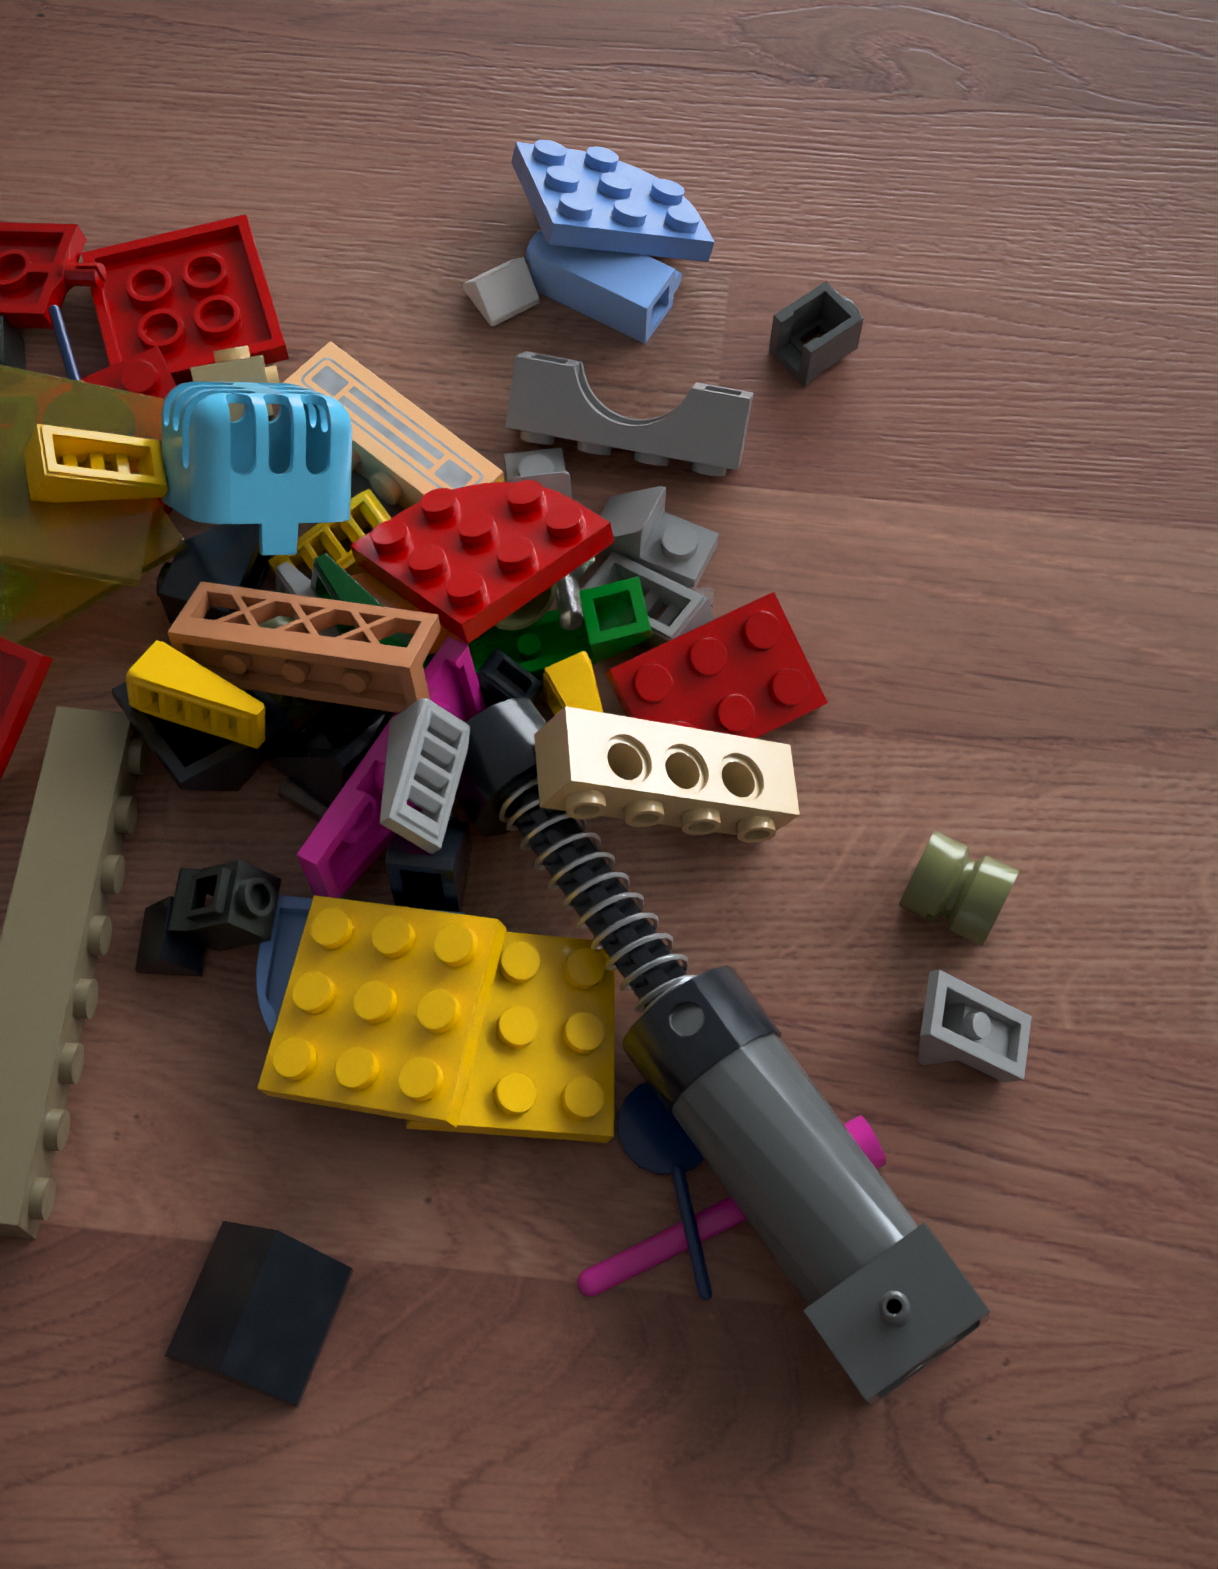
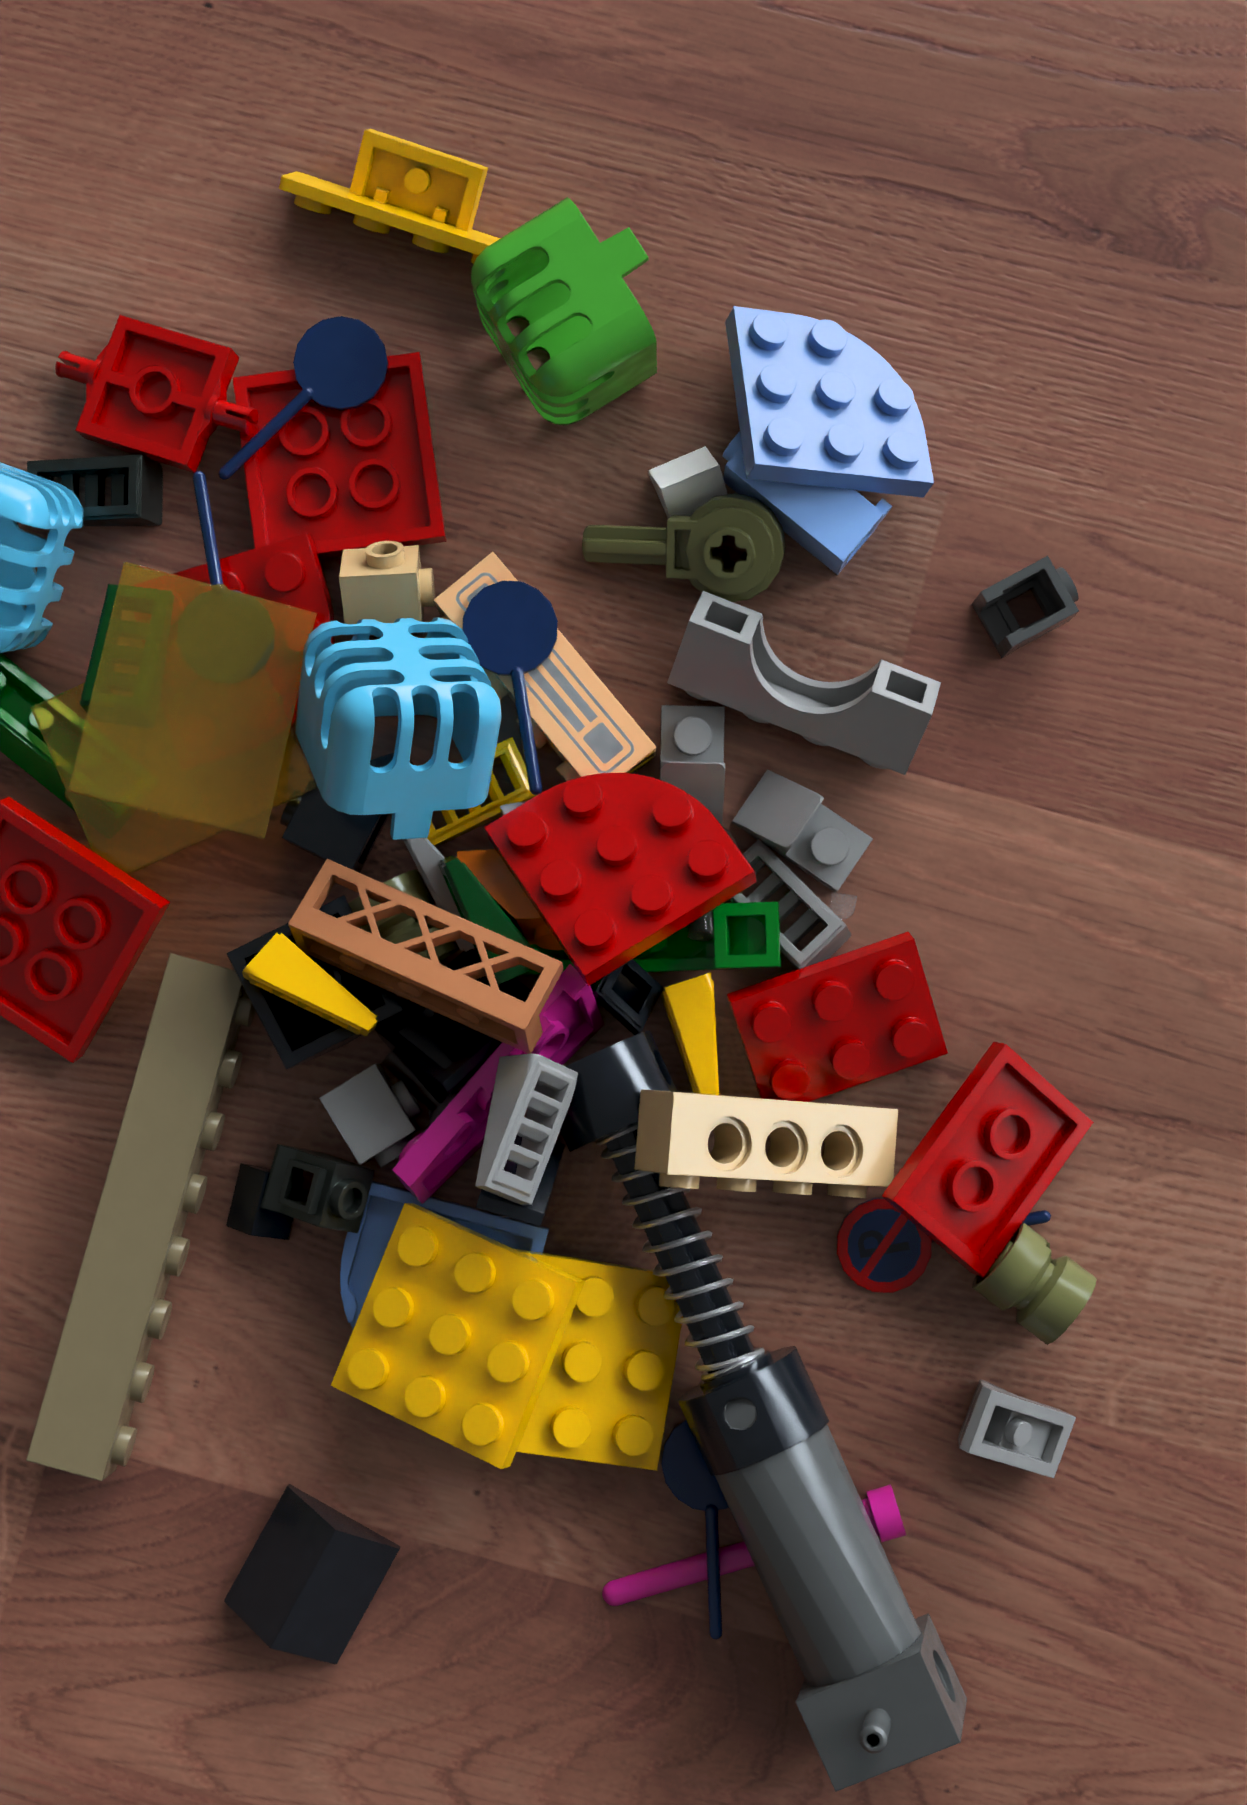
camera: 10 degrees right, 20 degrees up
(74, 484) = (175, 709): yellow slope -> none
(168, 231) = (337, 366): none -> dark blue piece
(226, 105) = (404, 189): none -> yellow bracket
(270, 829) = (373, 1115): none -> light grey brick
(365, 171) = (576, 310): none -> bright green piece
(370, 400) = (513, 634): none -> dark blue piece
(513, 322) = (692, 542): none -> olive piece
(810, 890) = (886, 1249): none -> piece
(886, 781) = (987, 1159): none -> red plate

